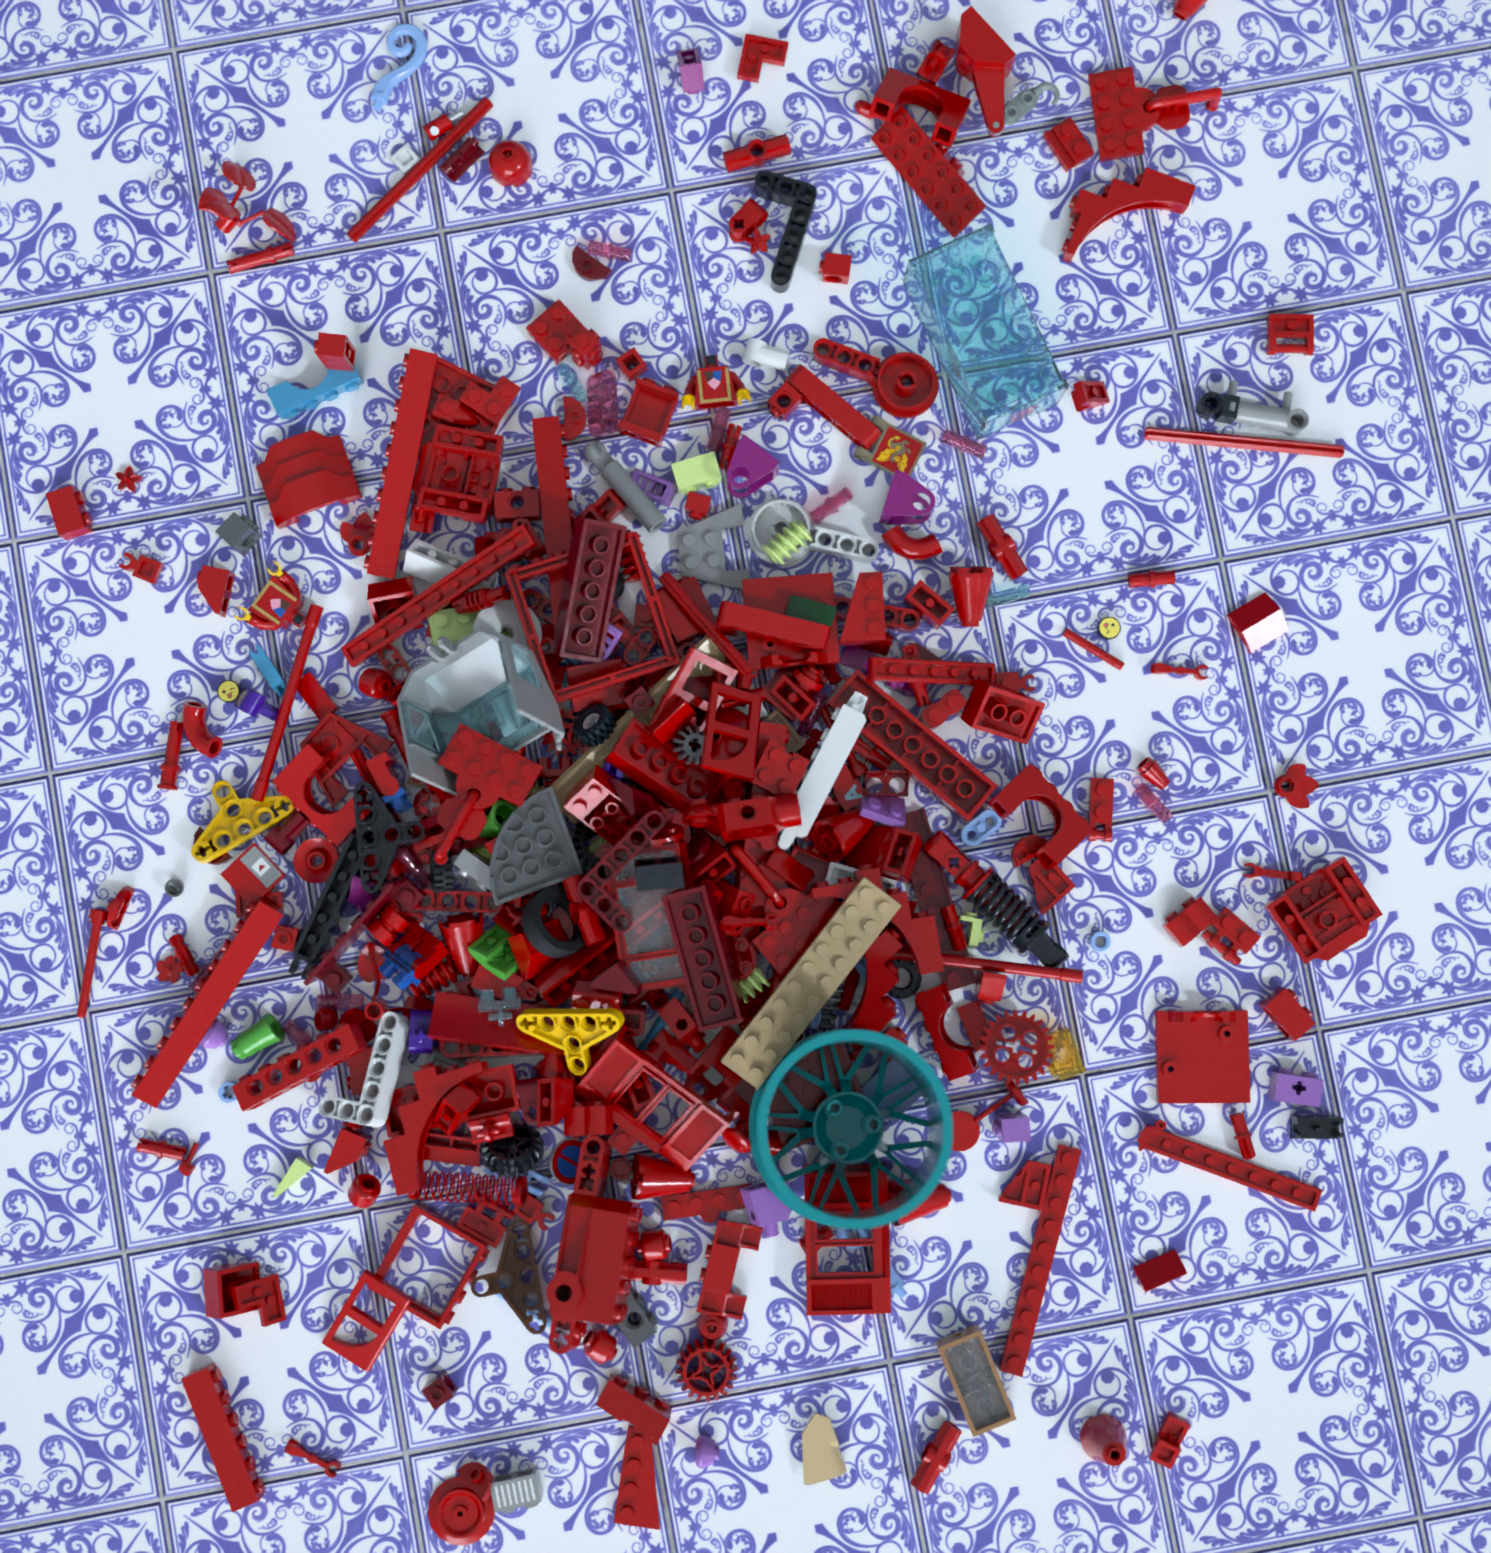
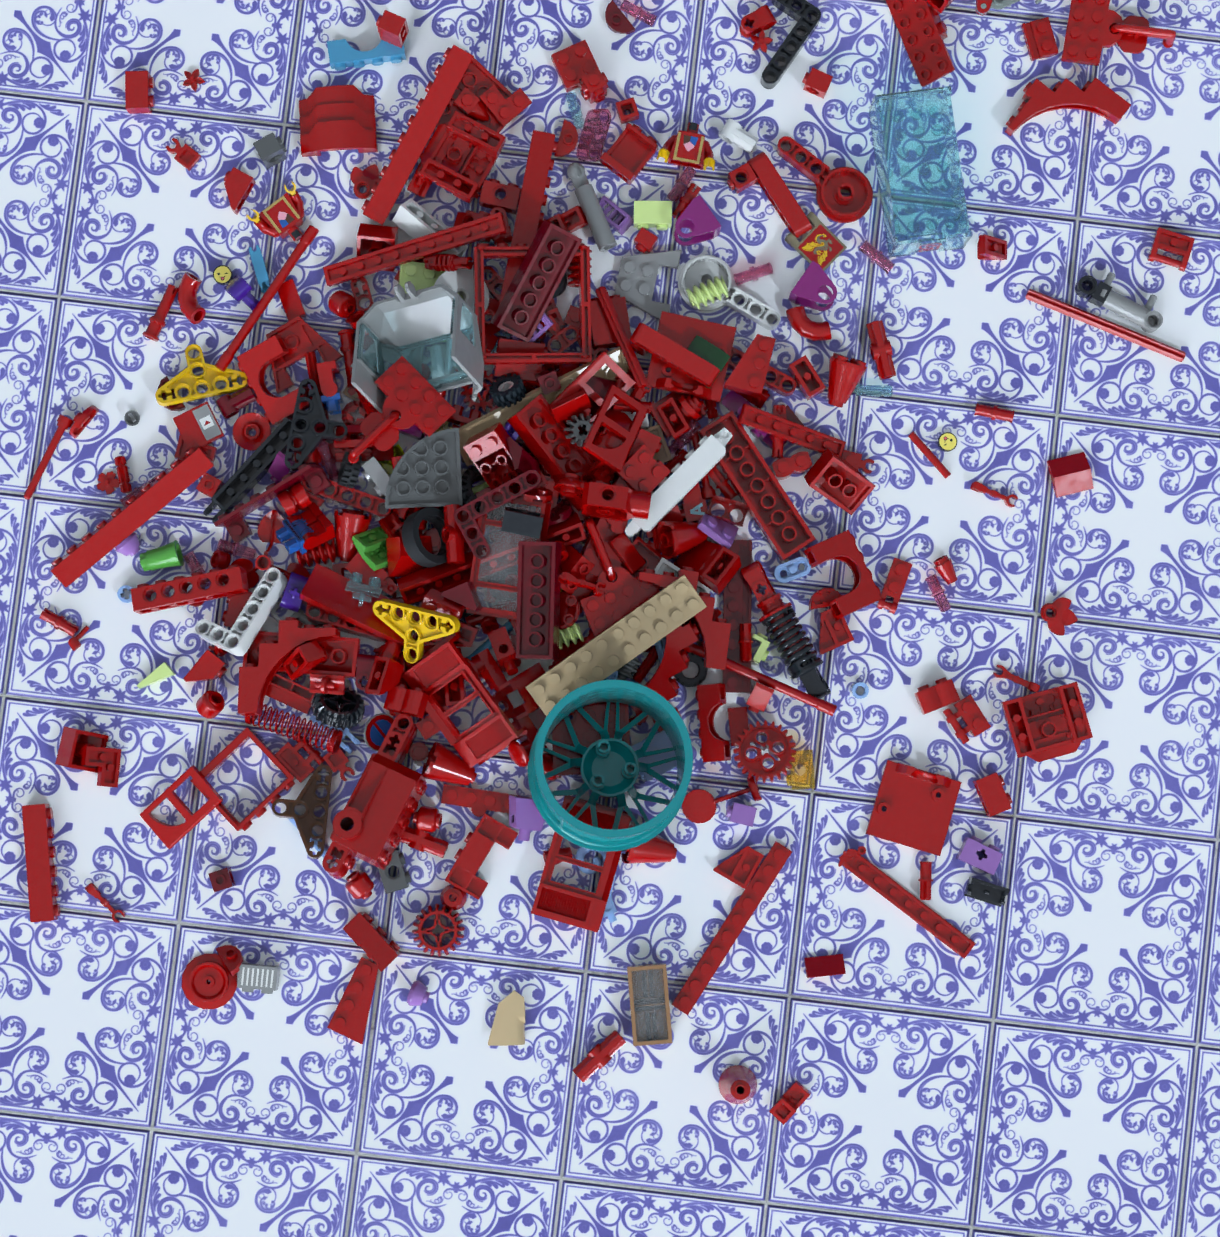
camera: 15 degrees right, 0 degrees up
(496, 818) = (405, 441): bright green plant -> none

